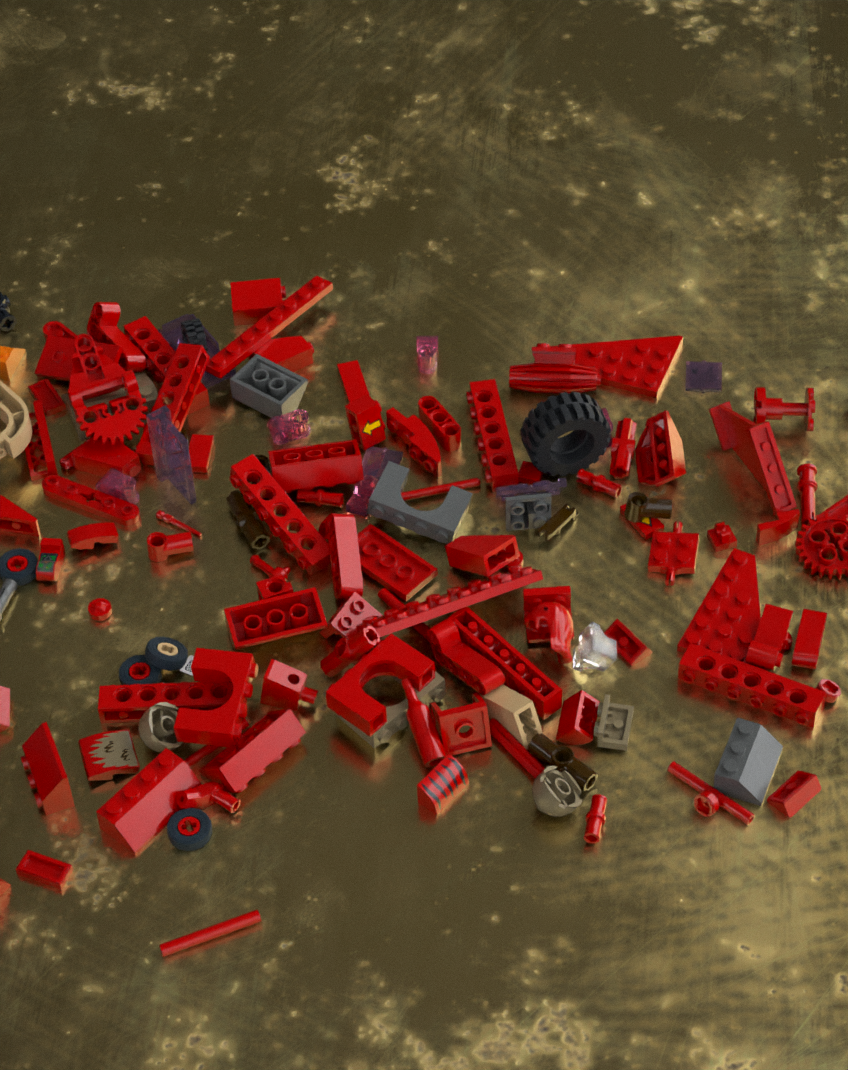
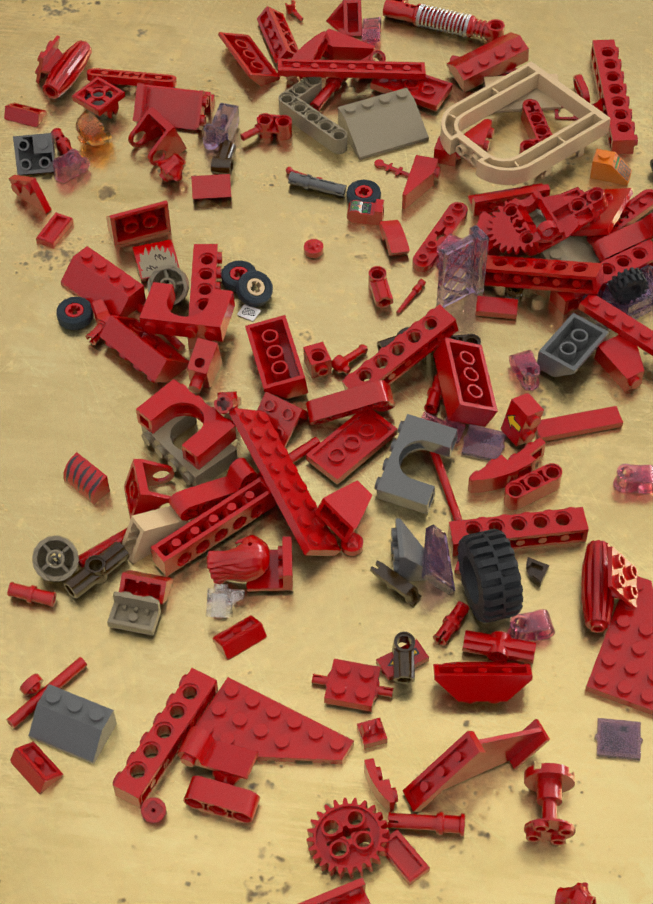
camera: 90 degrees right, 5 degrees up
(423, 728) = (155, 453): red piece -> none

